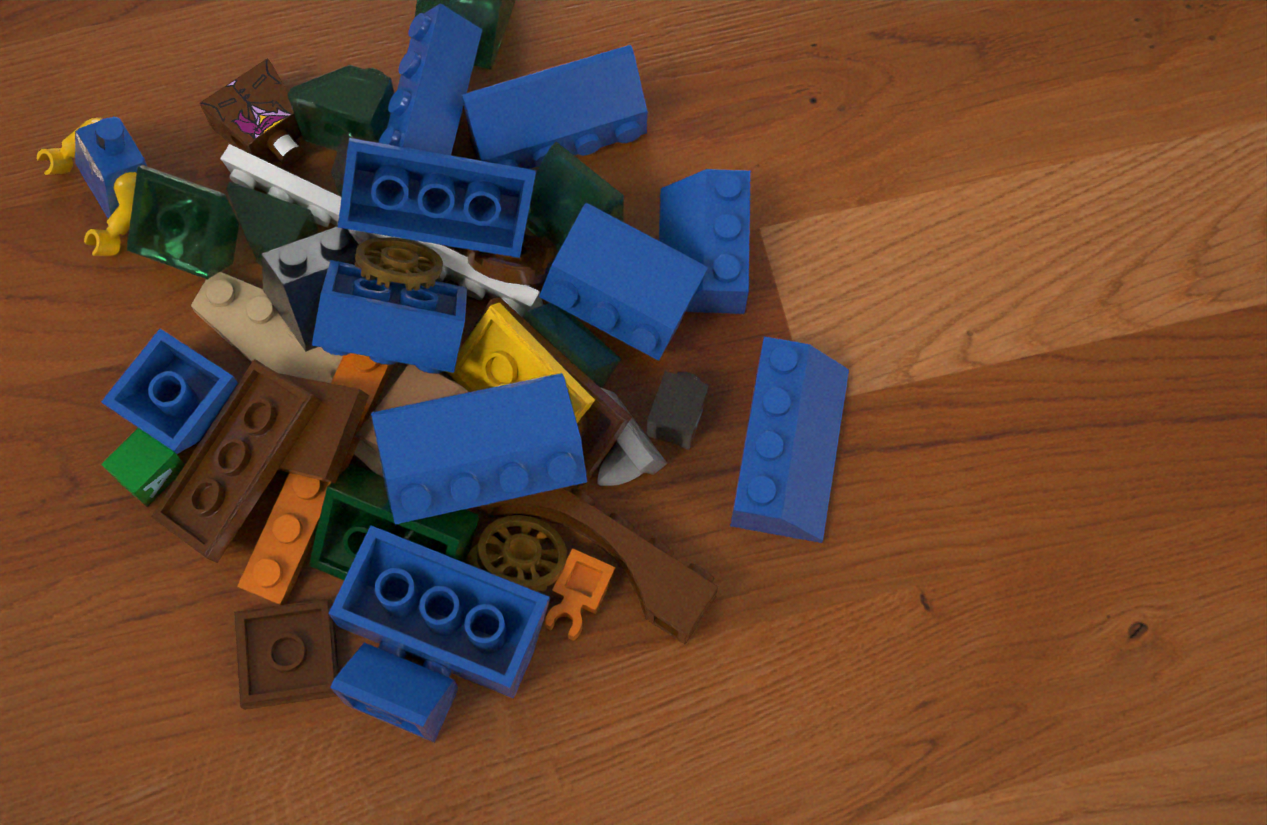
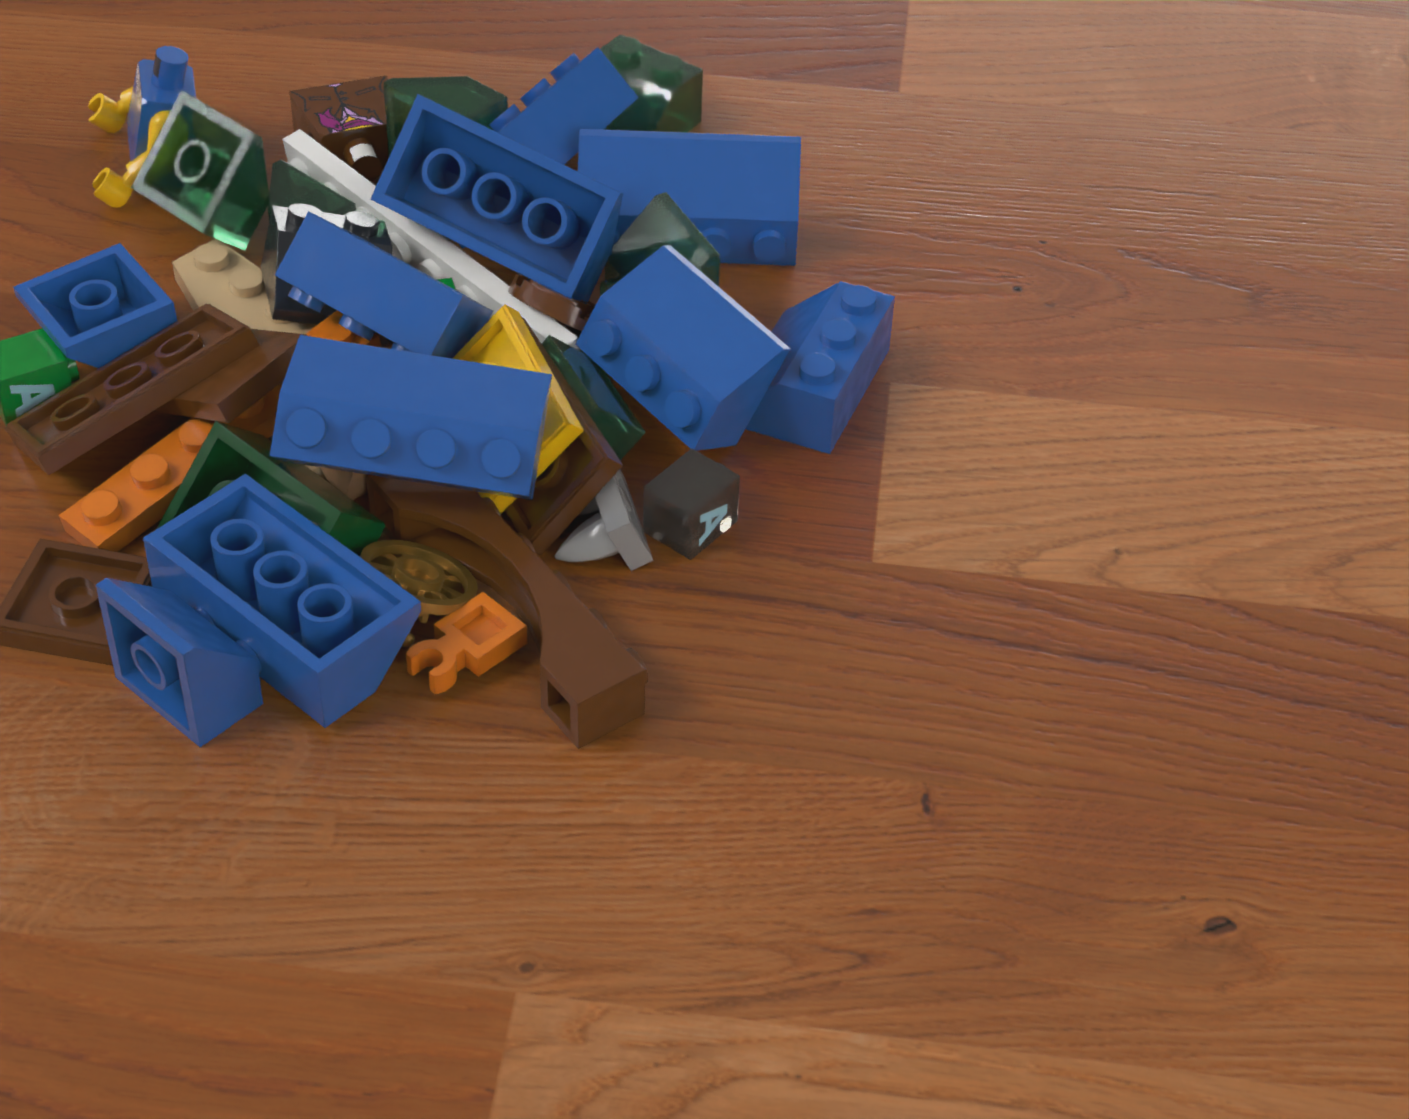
camera: 20 degrees right, 25 degrees down
(398, 262) = (422, 253): pearl gold wheel -> none
(790, 442) = (817, 574): blue slope -> none

